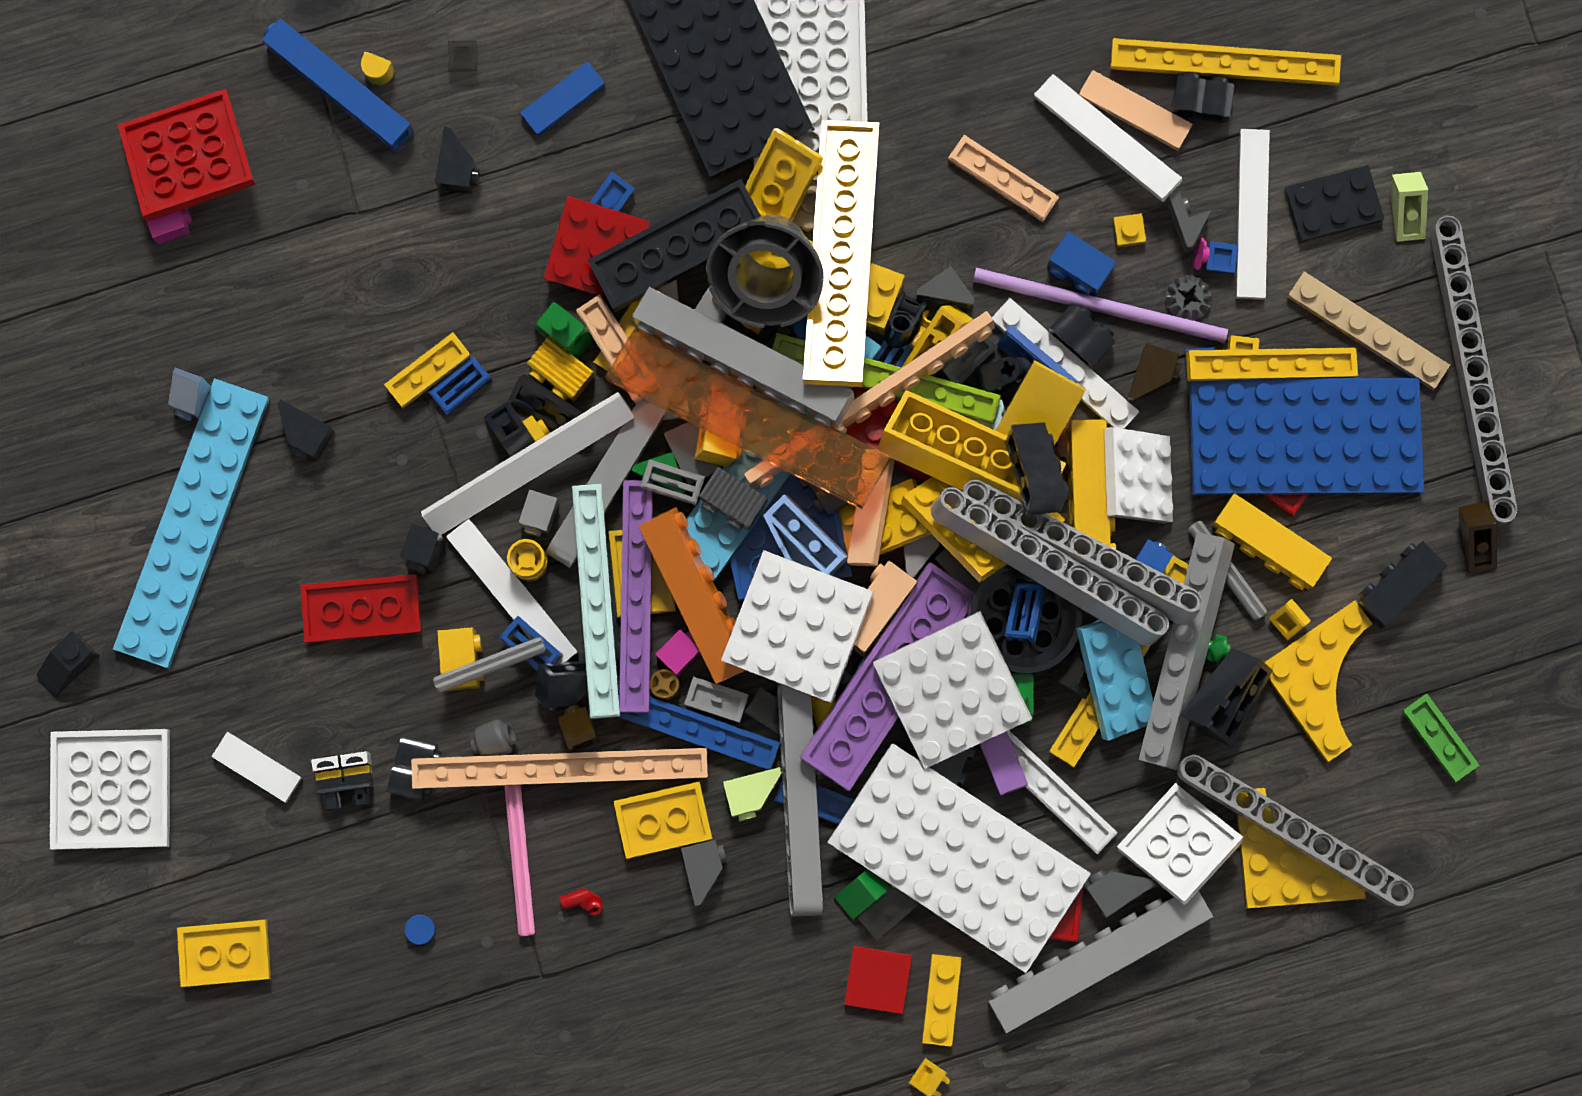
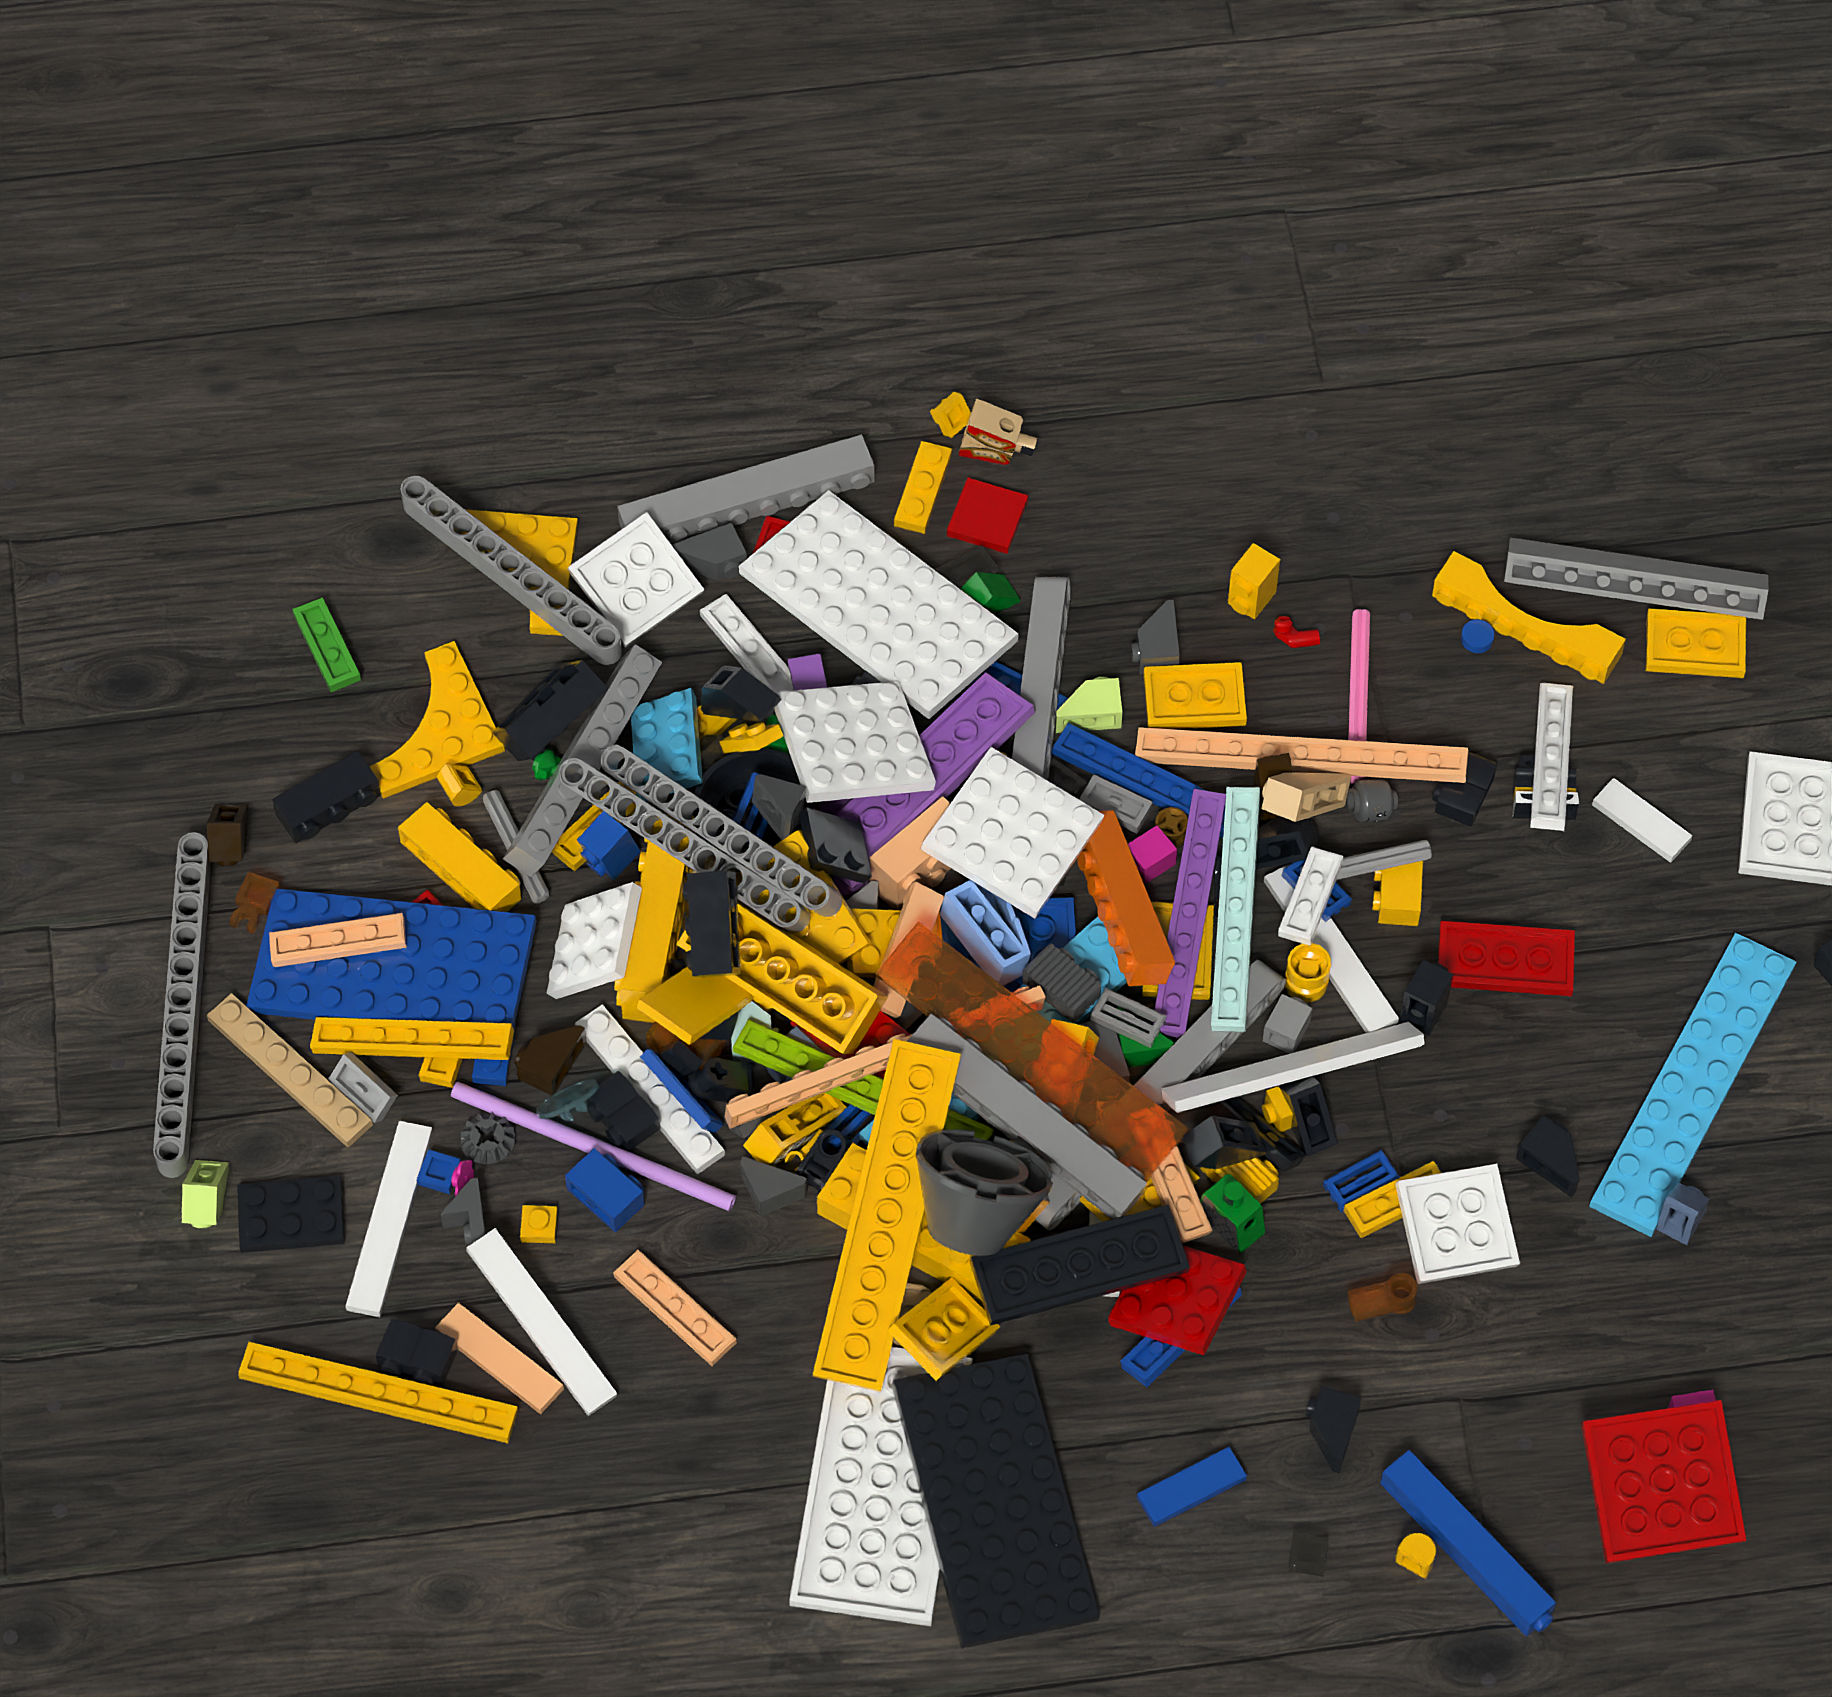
camera: 175 degrees left, 20 degrees down
(281, 1006) = (1636, 578): none -> light grey brick
(339, 802) = (1551, 757): none -> white tile
(374, 351) = (1457, 1223): none -> white plate
(432, 278) = (1379, 1298): none -> clear orange piece
(433, 974) = (1584, 648): none -> yellow arch
(532, 618) = (1310, 896): none -> white tile
(551, 714) = (1305, 794): none -> tan slope
(574, 375) = (1223, 1142): none -> black slope
(626, 936) = (1253, 581): none -> yellow brick
(895, 1057) = (994, 435): none -> tan torso
(948, 580) = (835, 845): none -> black plate
(1002, 603) = (779, 803): none -> dark grey slope
(1042, 679) = (750, 738): none -> yellow plate
(1059, 717) = (738, 696): none -> black slope
(1129, 333) = (567, 1099): none -> clear light blue piece
(1302, 320) = (362, 1087): none -> light grey plate
(1356, 442) = (337, 940): none -> light nougat tile
(1438, 480) = (253, 898): none -> clear orange plate

